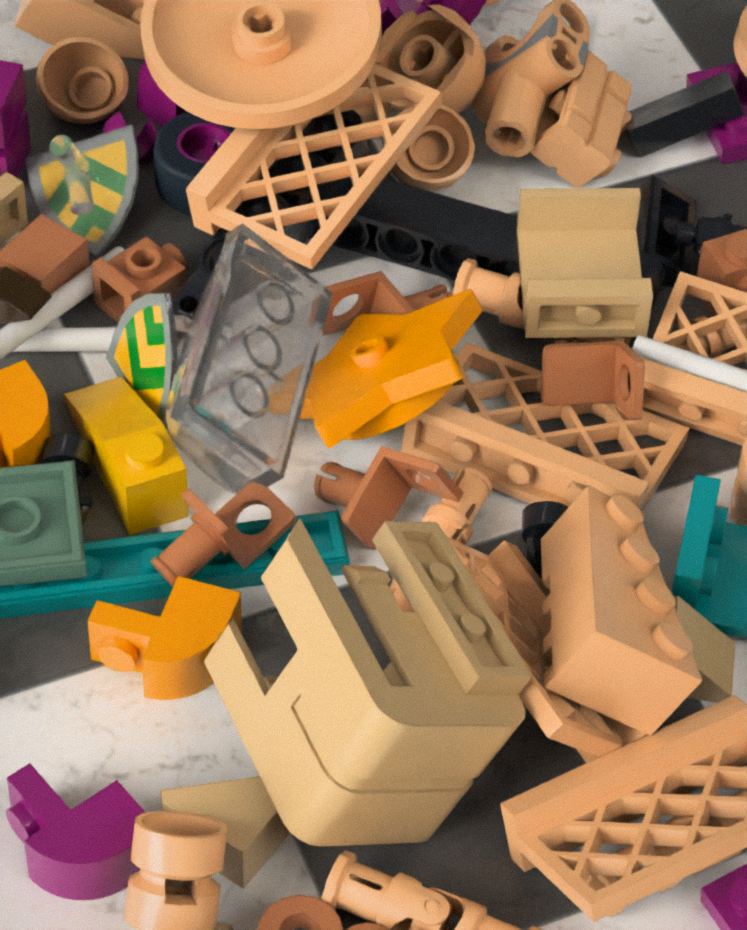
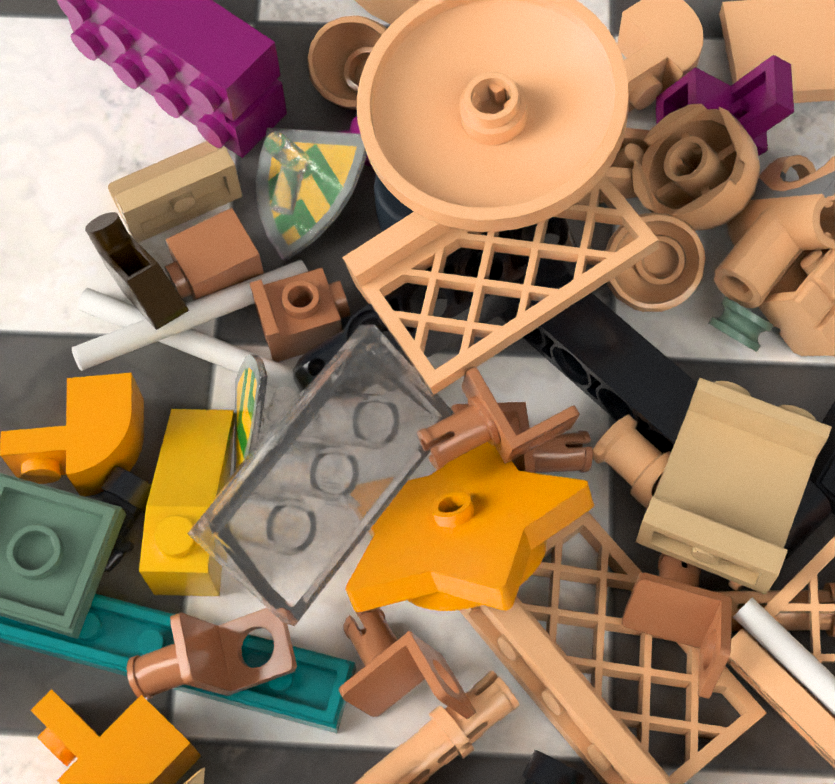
camera: 30 degrees right, 15 degrees up
(366, 278) = (485, 423): none -> nougat bracket
(522, 170) = (741, 324): none -> sand green bush

